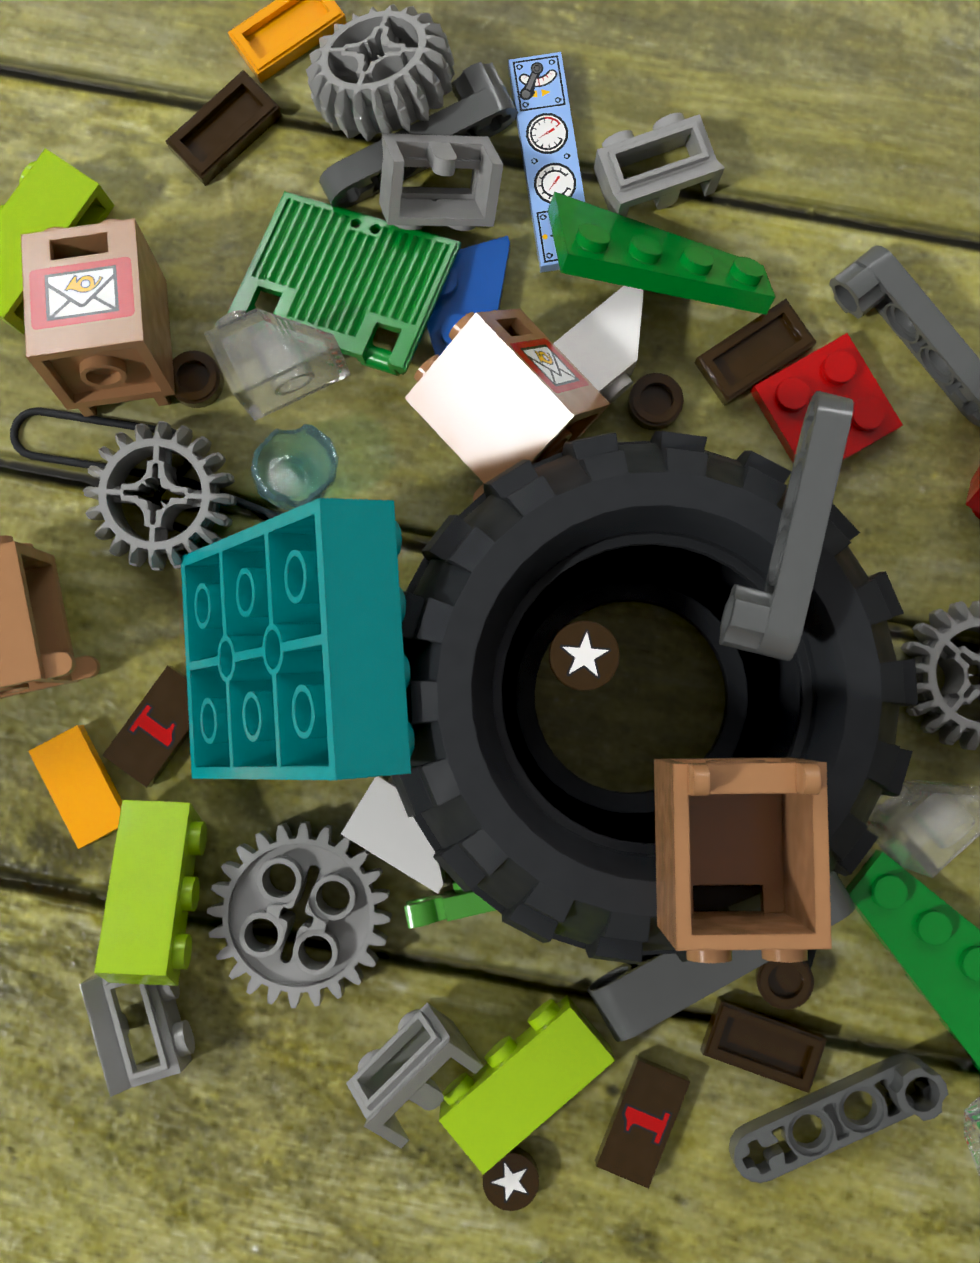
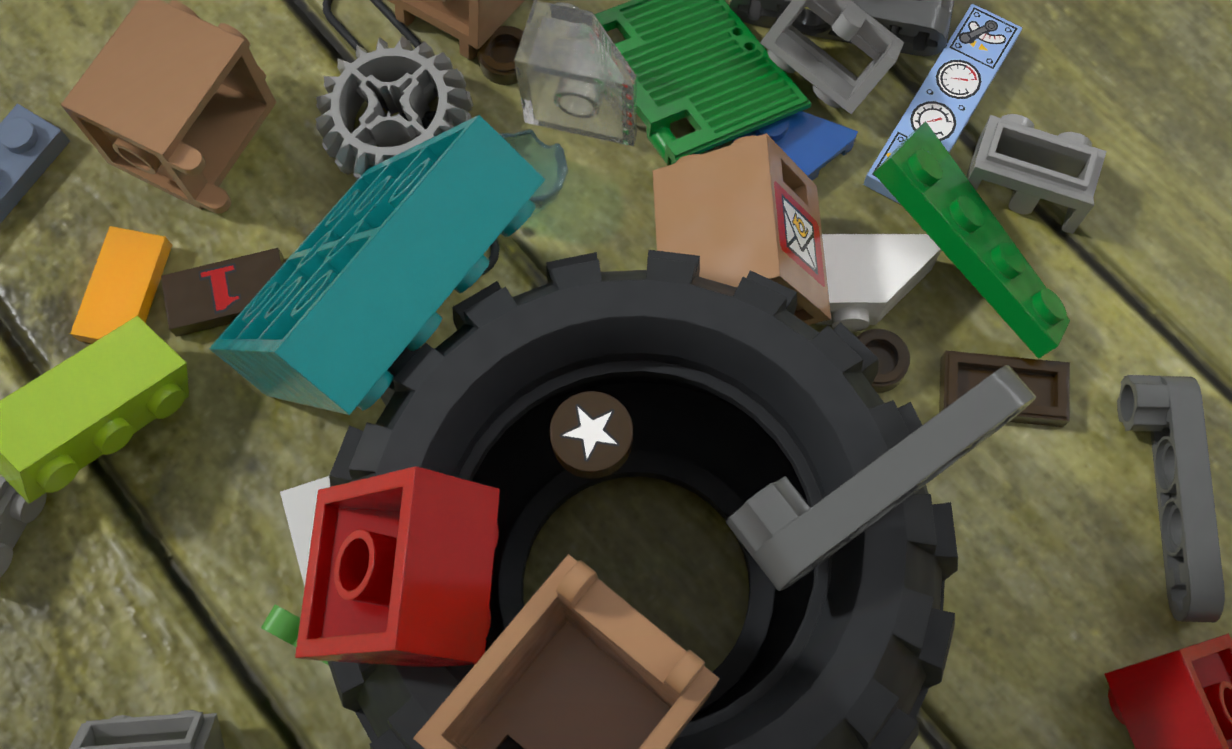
camera: 40 degrees right, 15 degrees down
(253, 897) = (210, 587): light grey gear -> none
(546, 851) = (400, 571): none -> red slope
(832, 370) = (1037, 490): red plate -> none

